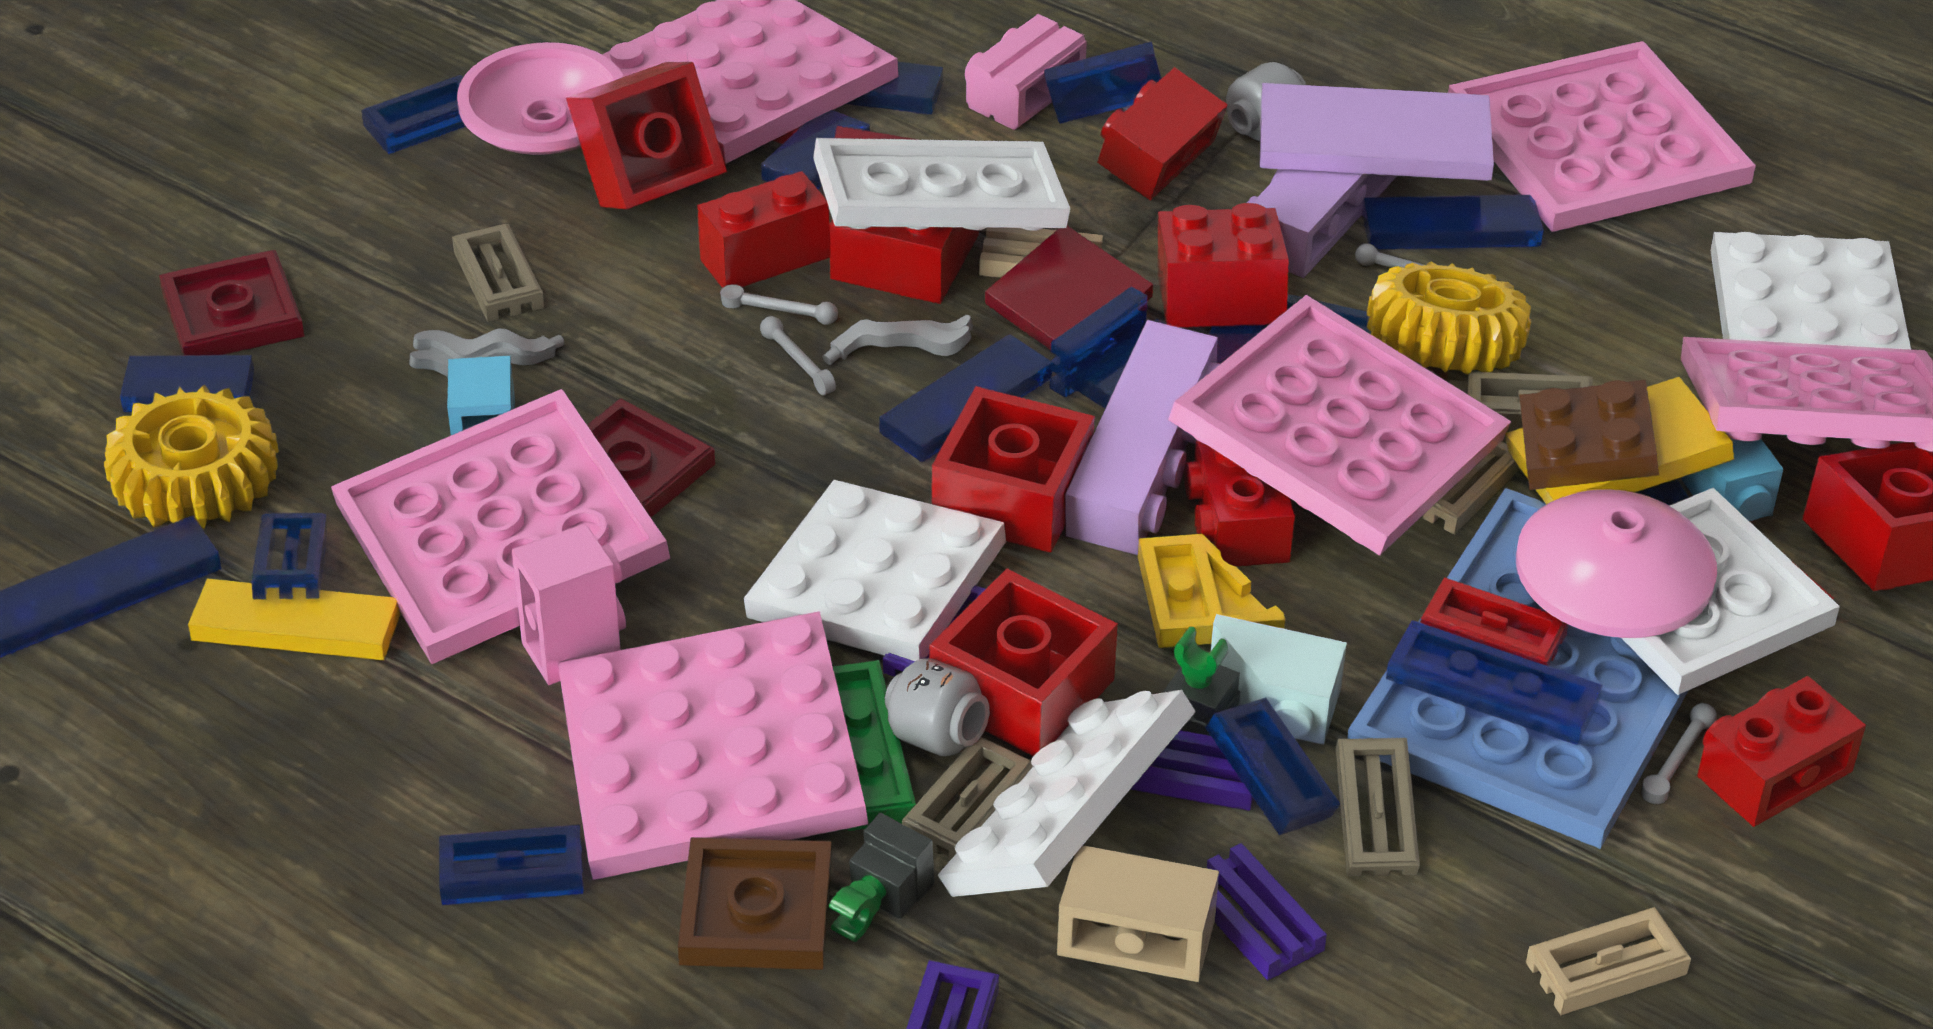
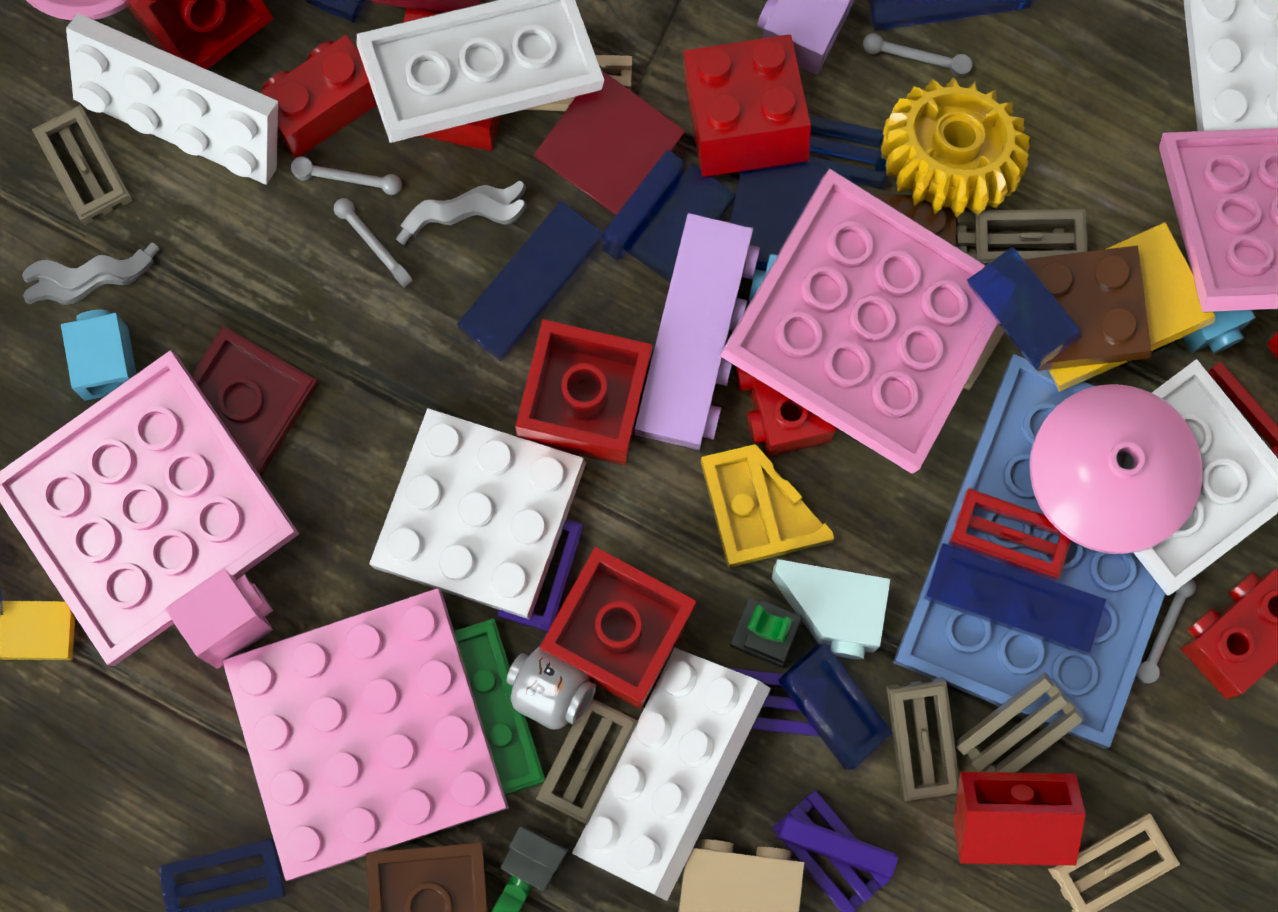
camera: 10 degrees left, 35 degrees up
(611, 208) = (173, 99): none -> white plate
(1264, 874) = (837, 846): none -> dark purple tile
(1475, 781) = (1033, 747): none -> dark tan tile
(1487, 879) = (1014, 823): none -> red brick
(1515, 415) = (1024, 308): none -> clear blue tile

